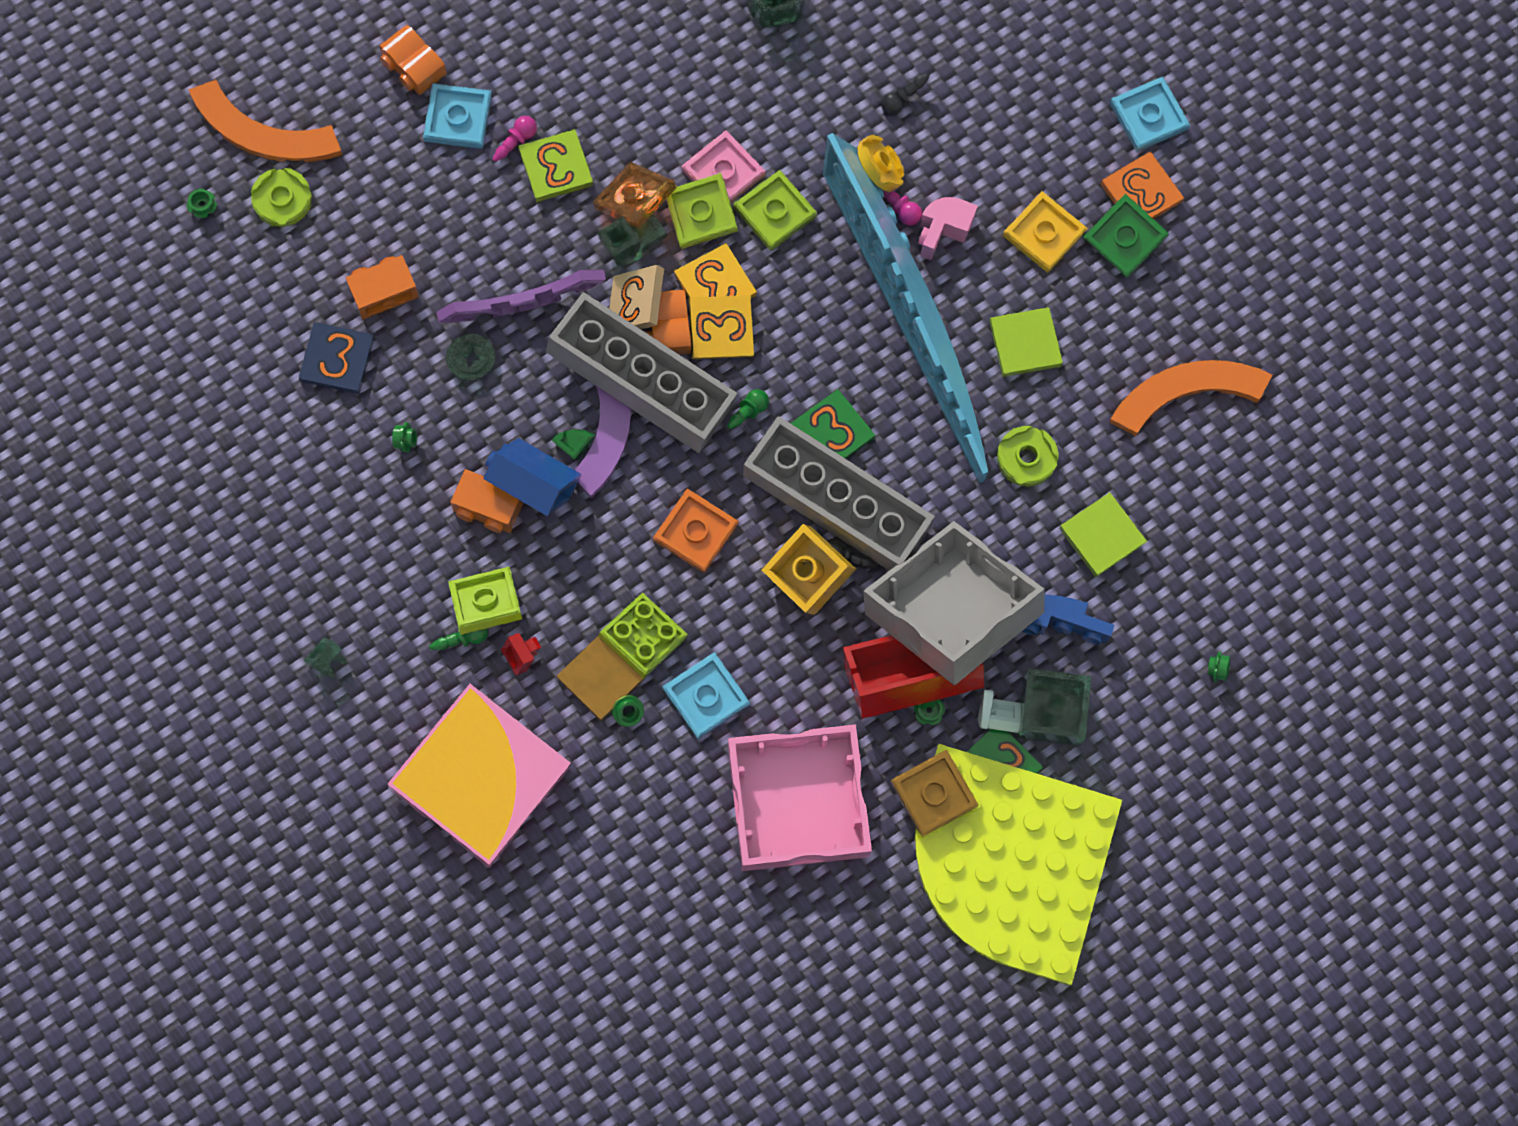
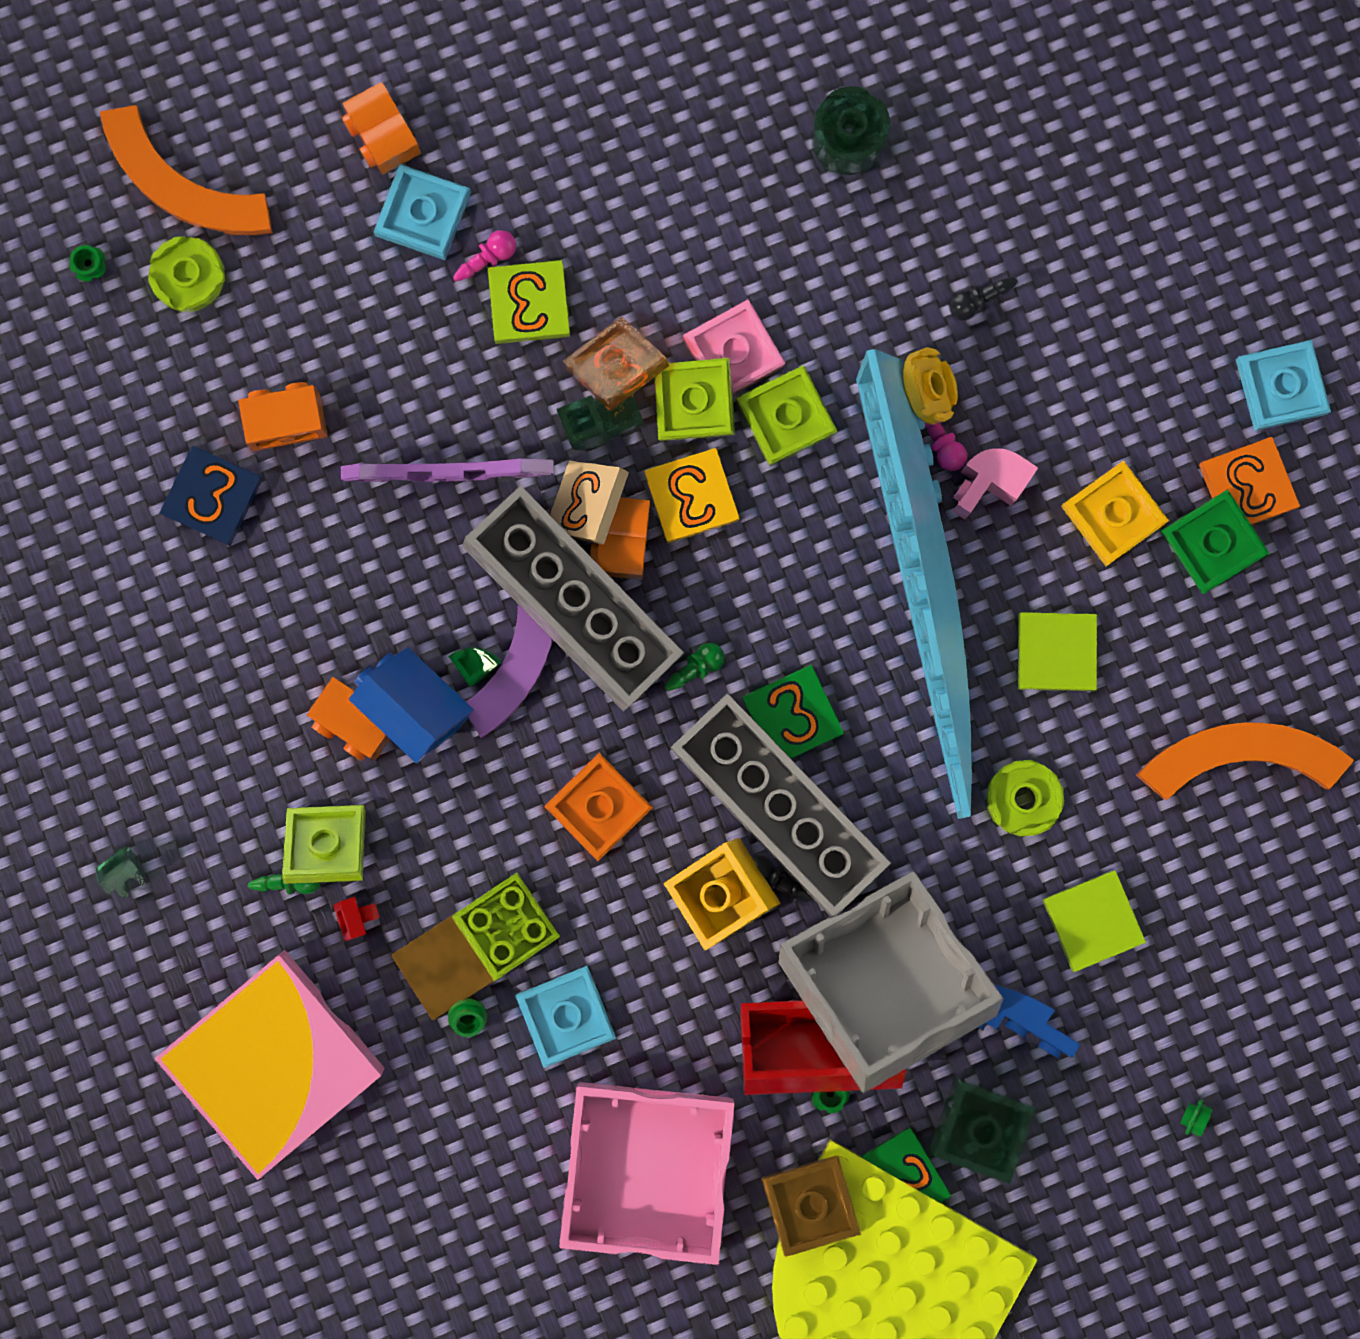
camera: 15 degrees right, 10 degrees up
(404, 437) = (271, 615): green plate -> none
(462, 347) = (366, 513): clear green gear -> none
(721, 327) = (685, 556): yellow tile -> none
(999, 713) = (913, 1120): light aqua tile -> none

